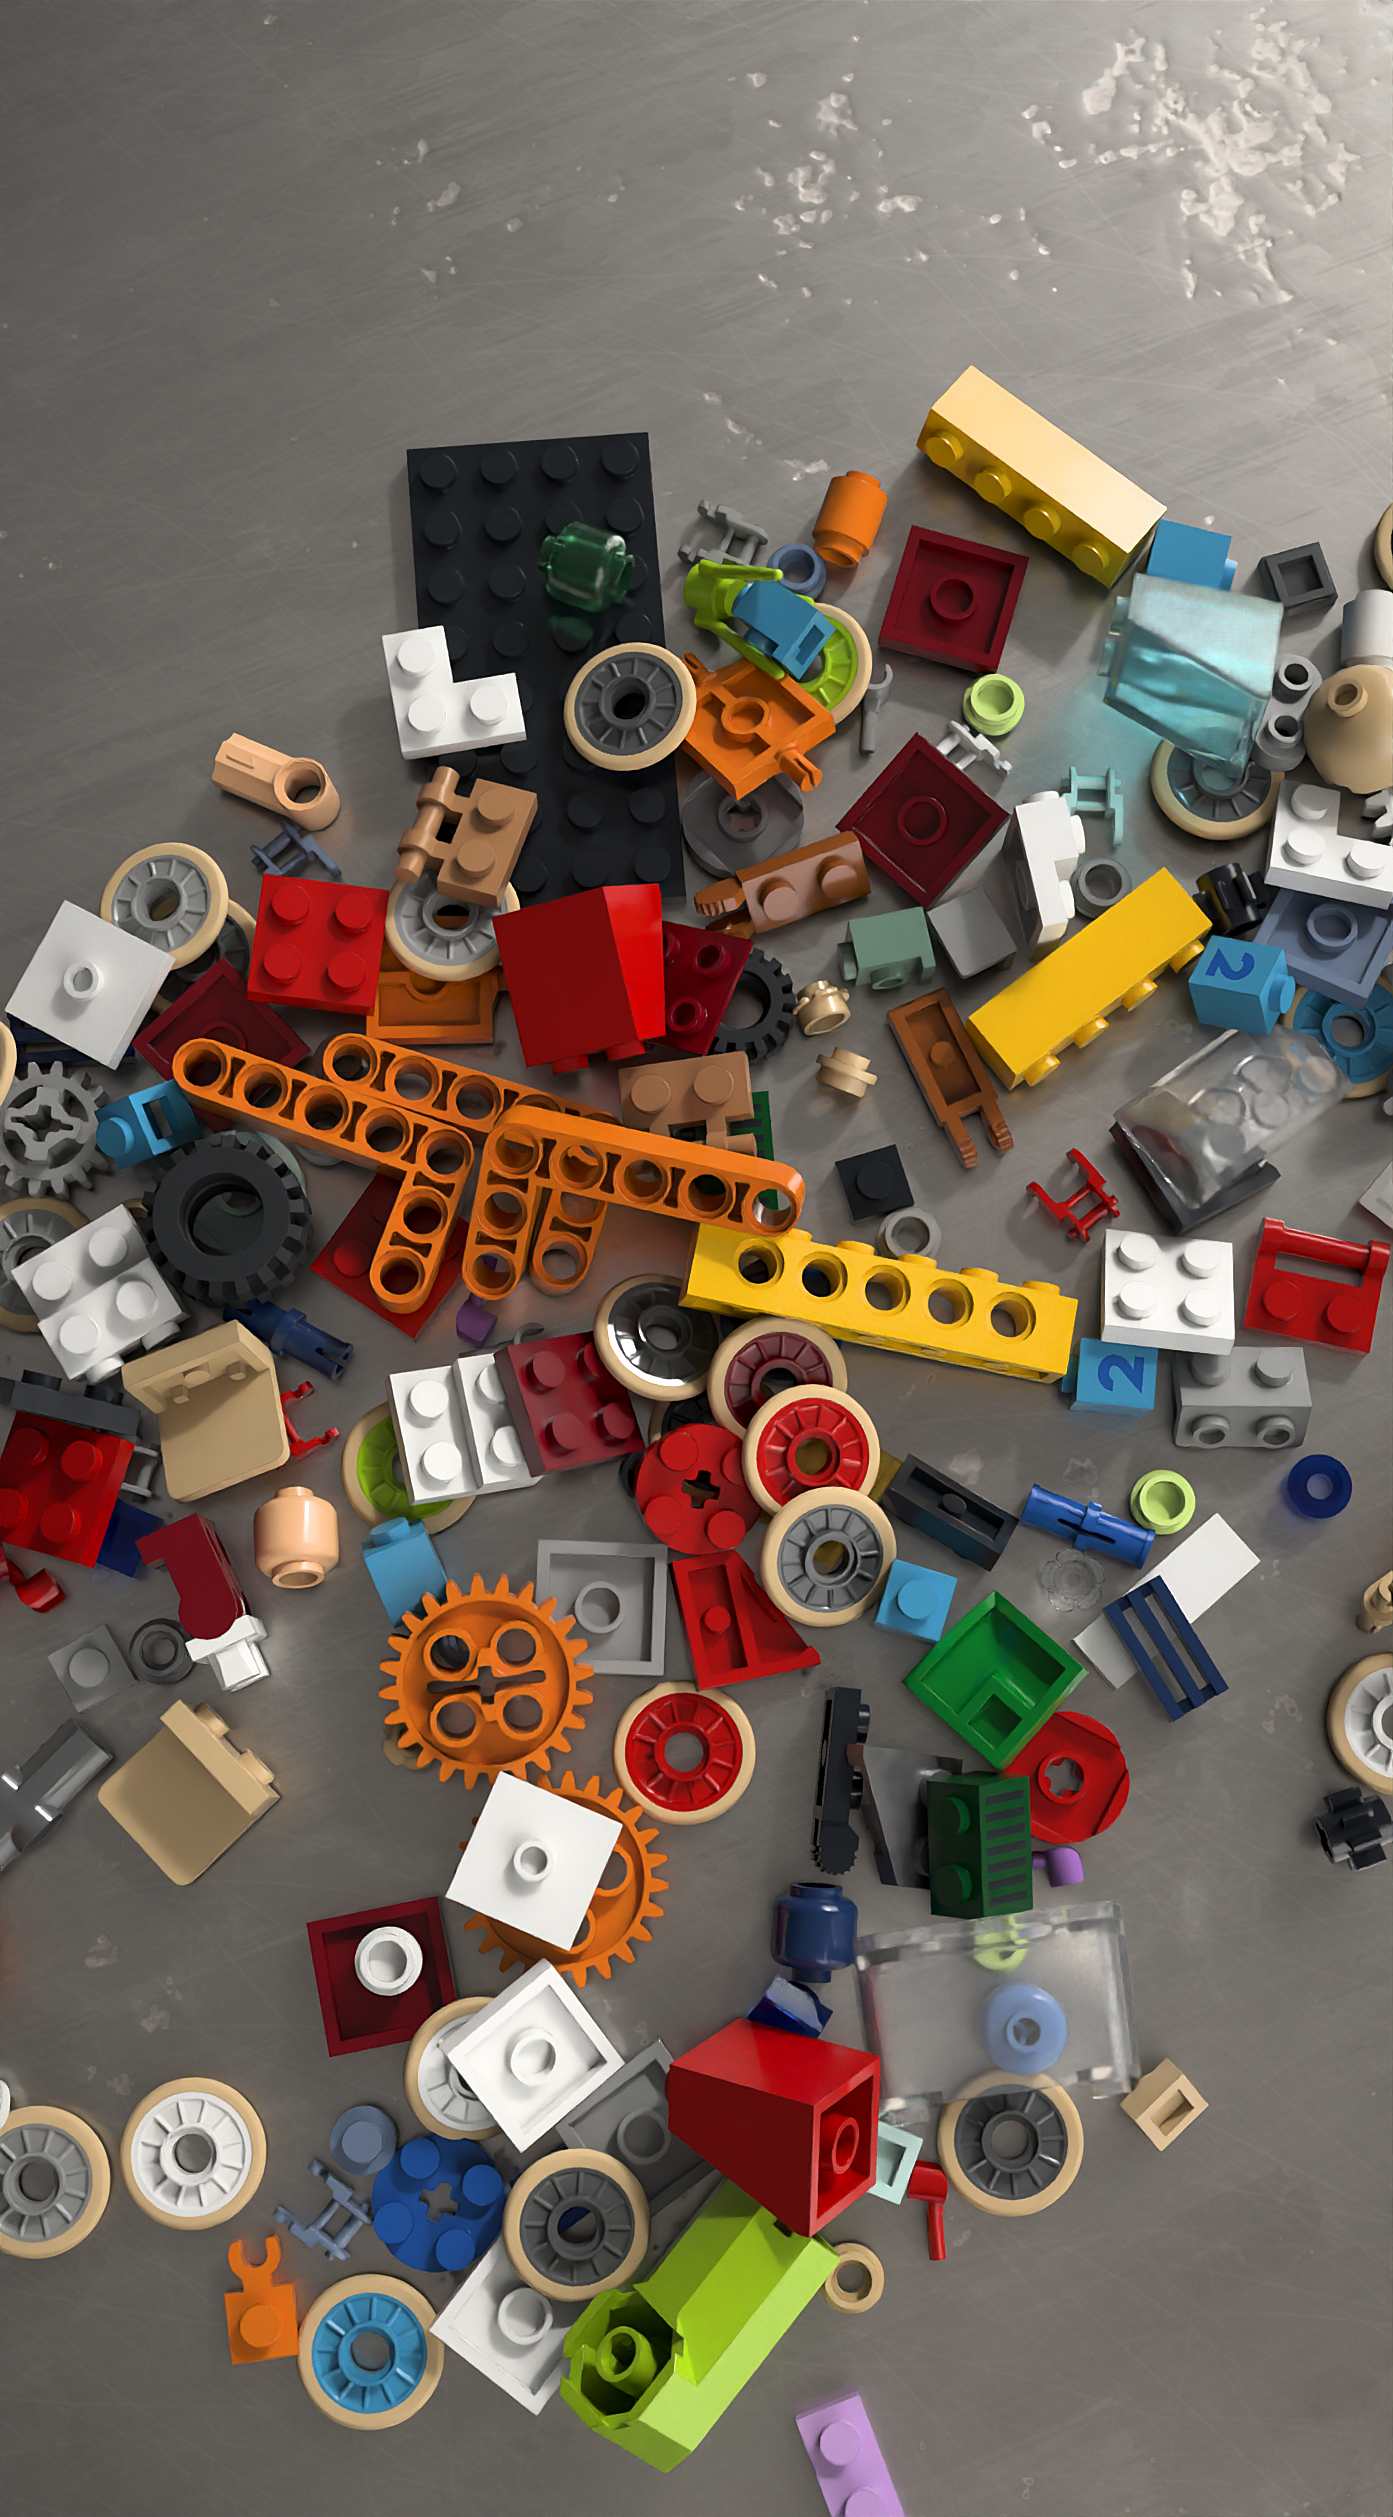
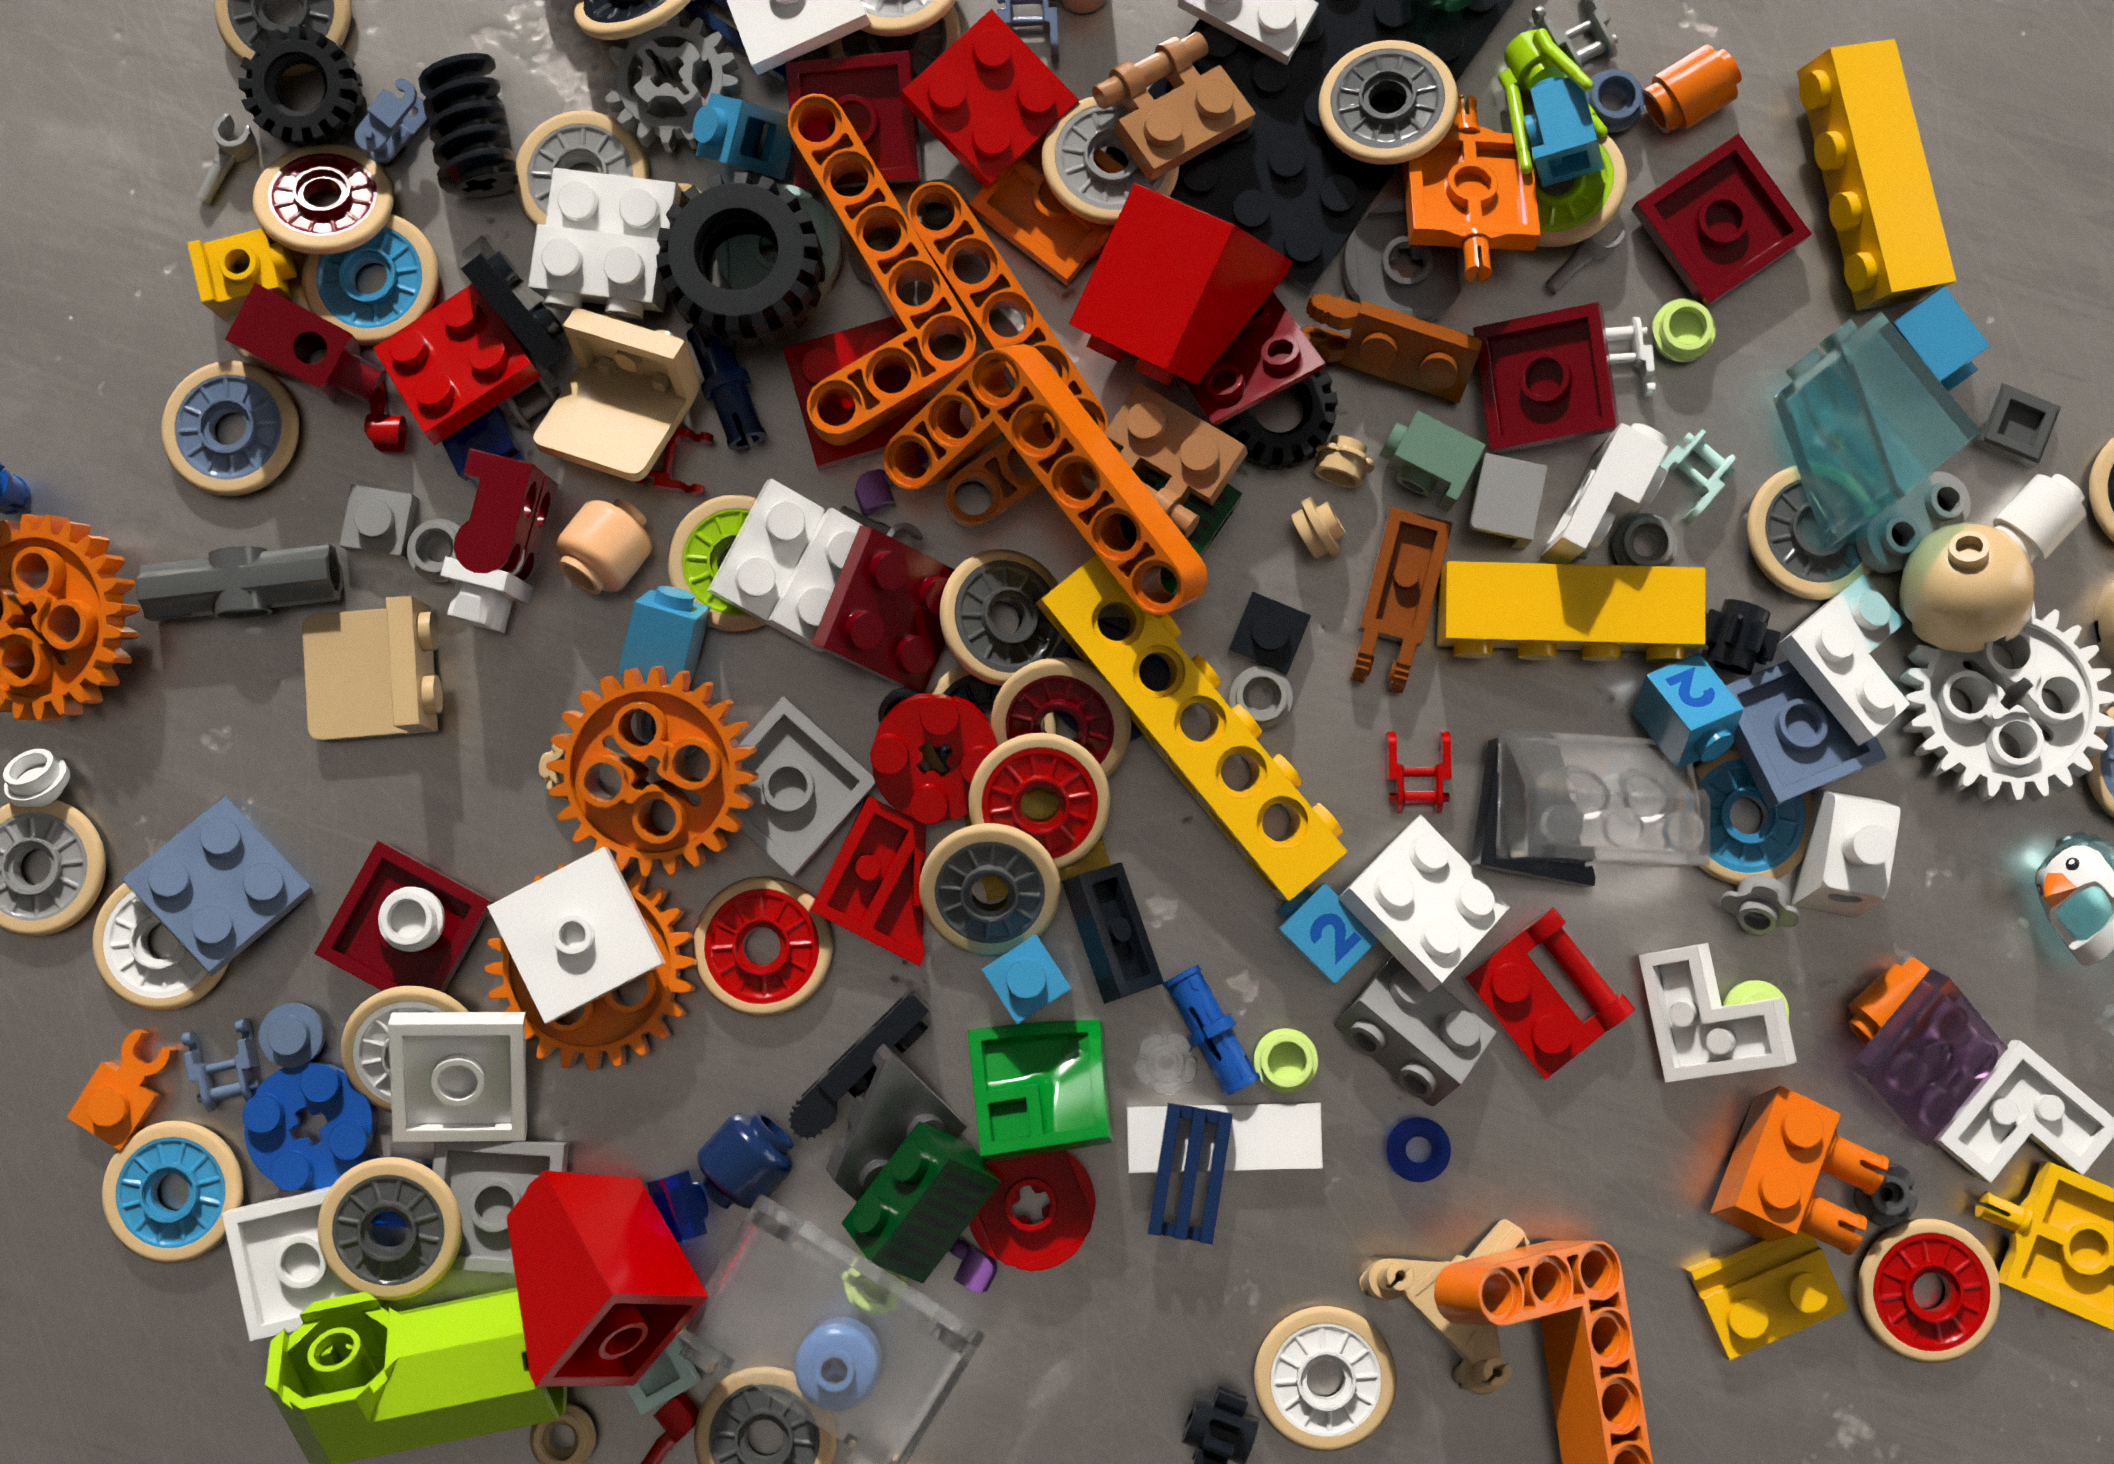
camera: 45 degrees right, 5 degrees up
(203, 2069) = (217, 885): none -> sand blue plate

